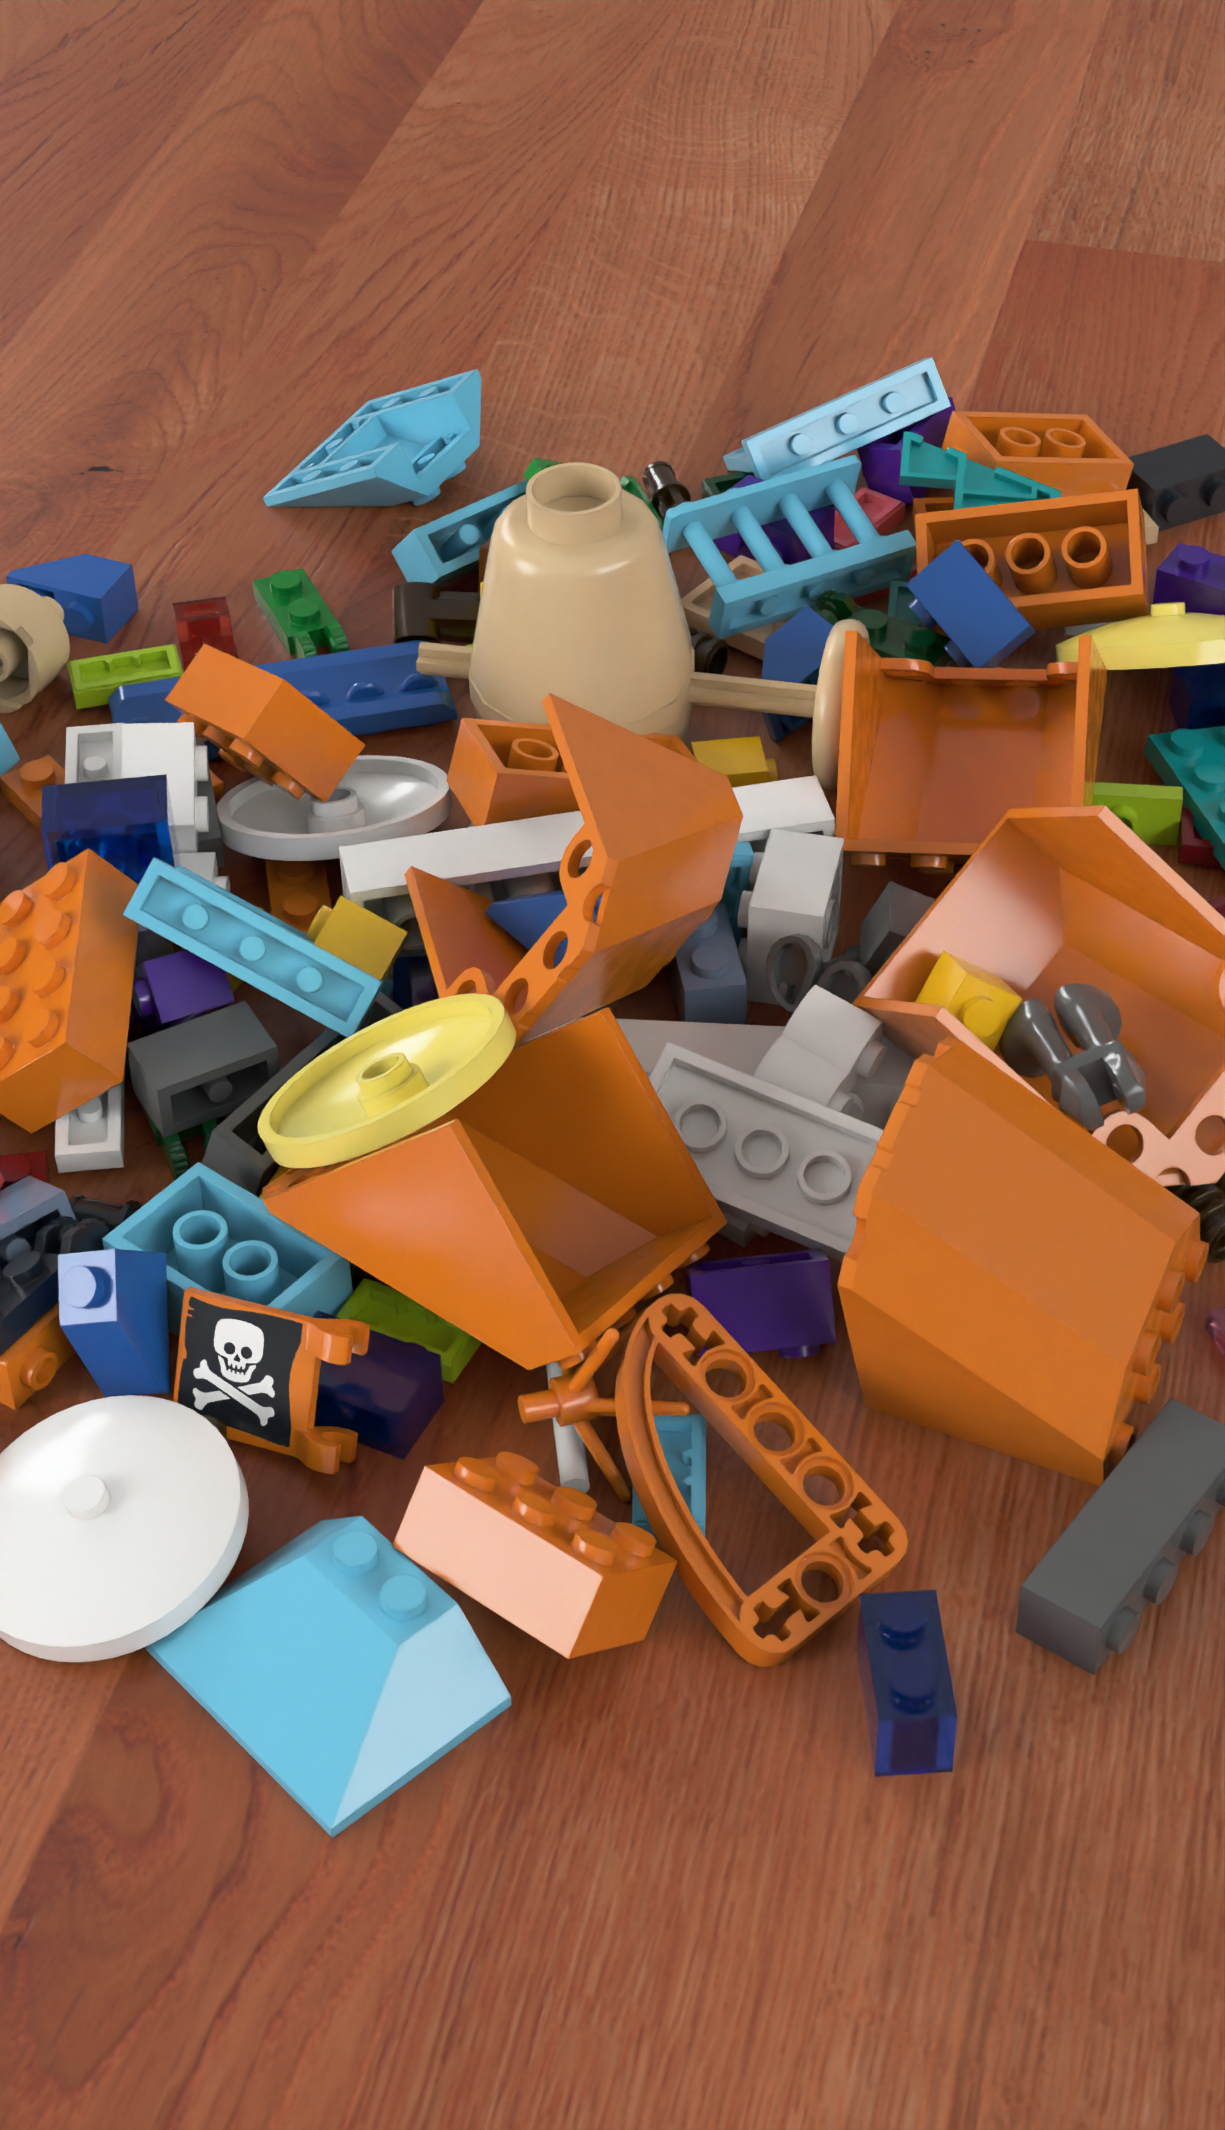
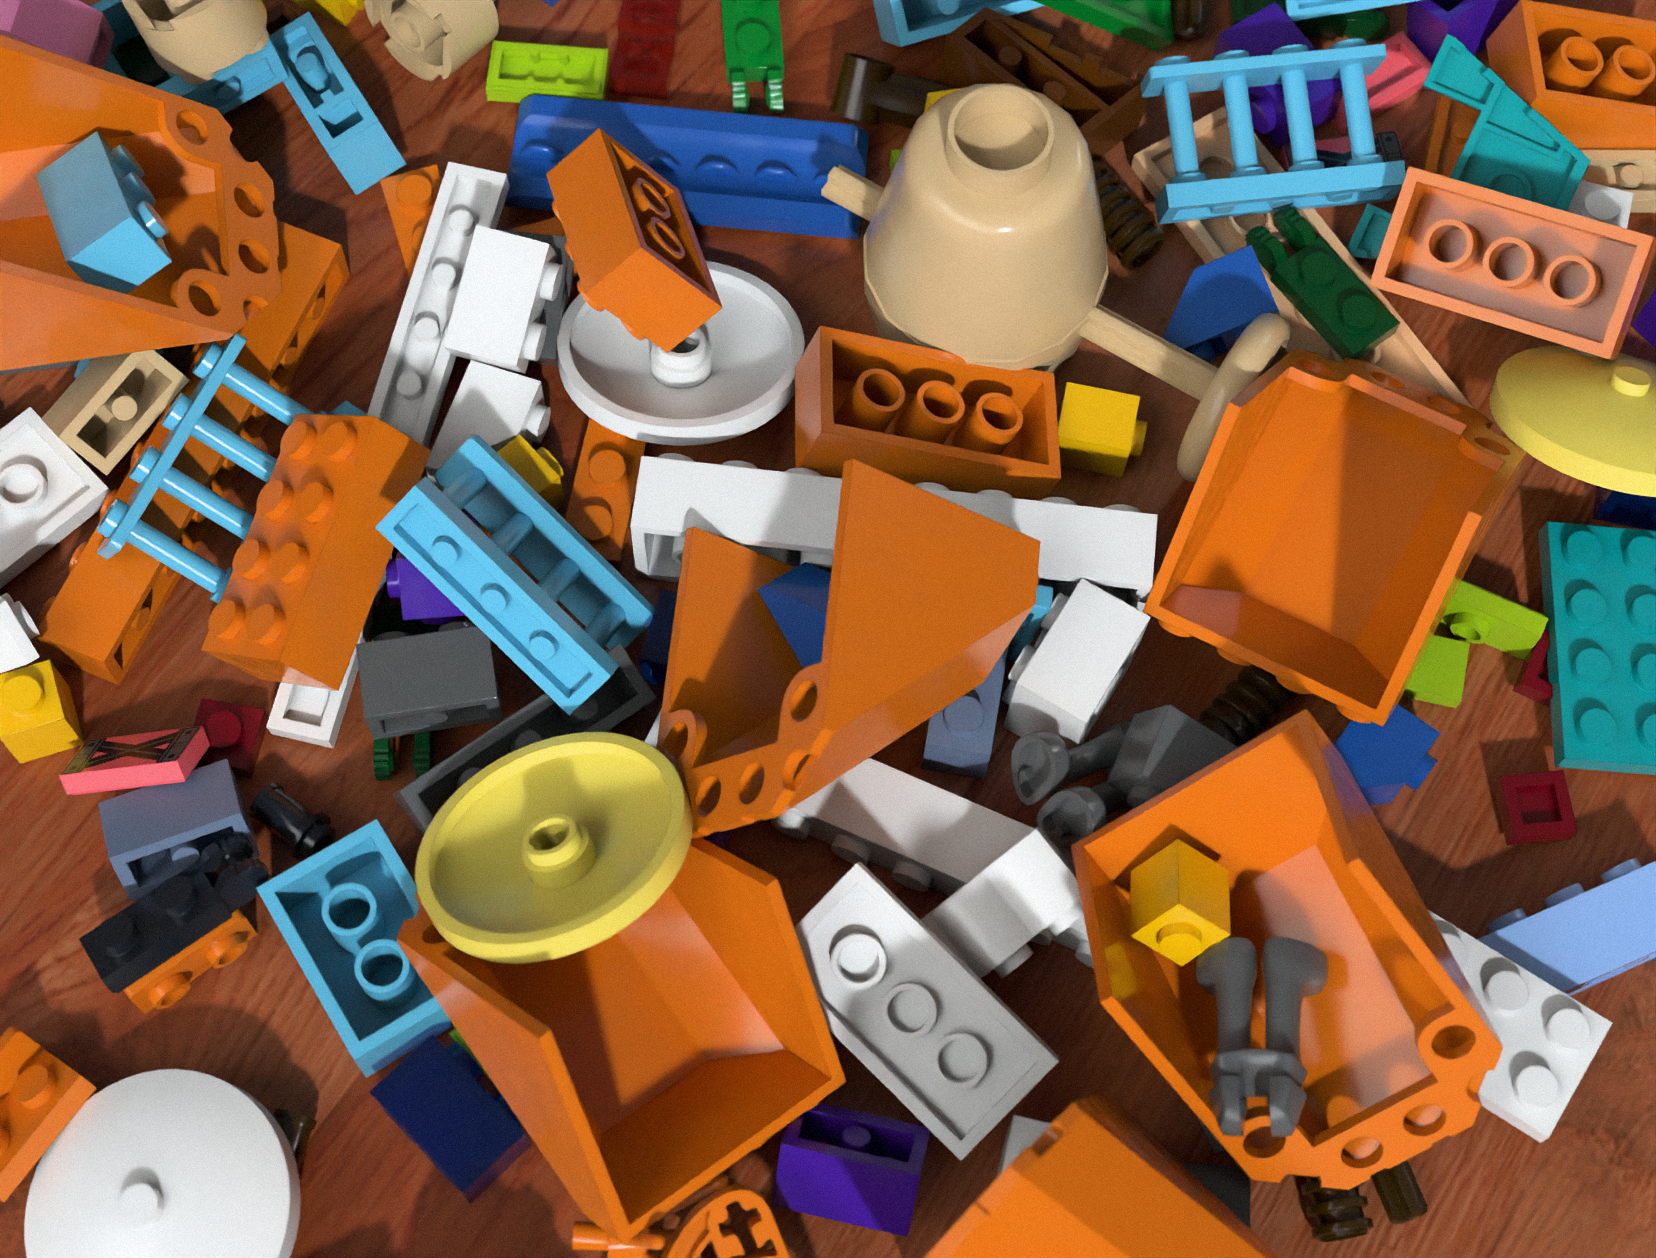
camera: 15 degrees right, 25 degrees up
(115, 818) = (419, 379): clear blue brick -> none
(117, 1318) = (244, 978): blue slope -> none
(262, 1374) = (359, 1102): flag -> none
(358, 937) = (620, 583): yellow brick -> none
(968, 608) = (1418, 311): blue brick -> none

